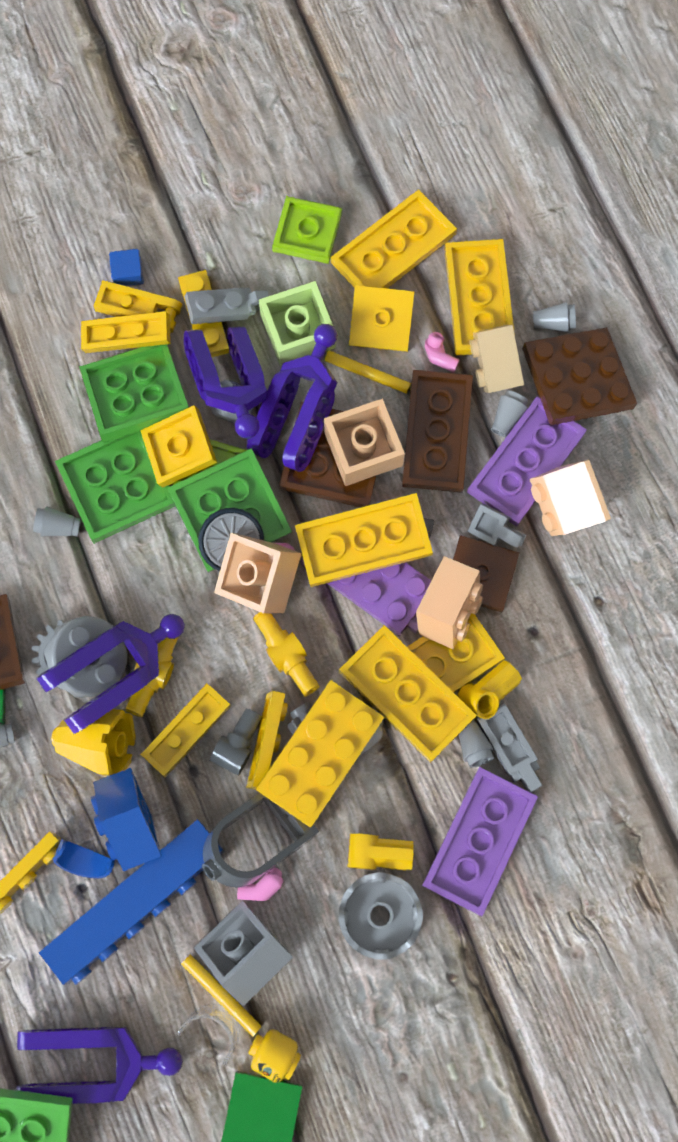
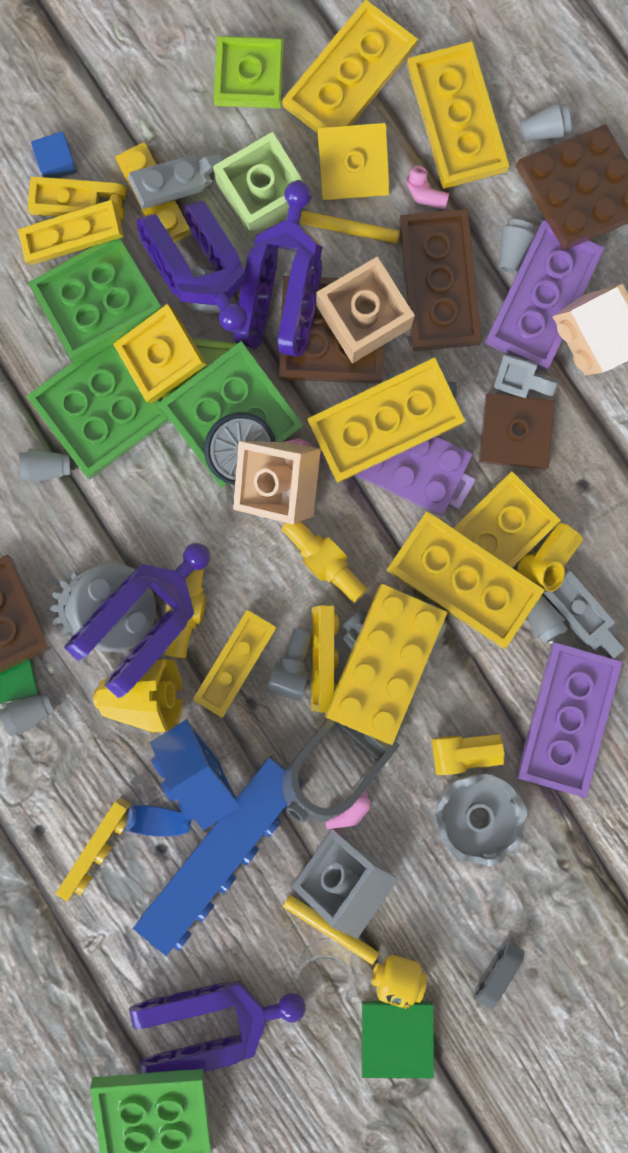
camera: 10 degrees left, 10 degrees up
(369, 1070) = (498, 975): none -> dark grey beam
(449, 603) = (493, 471): light nougat brick -> none
(497, 359) = (492, 184): tan brick -> none

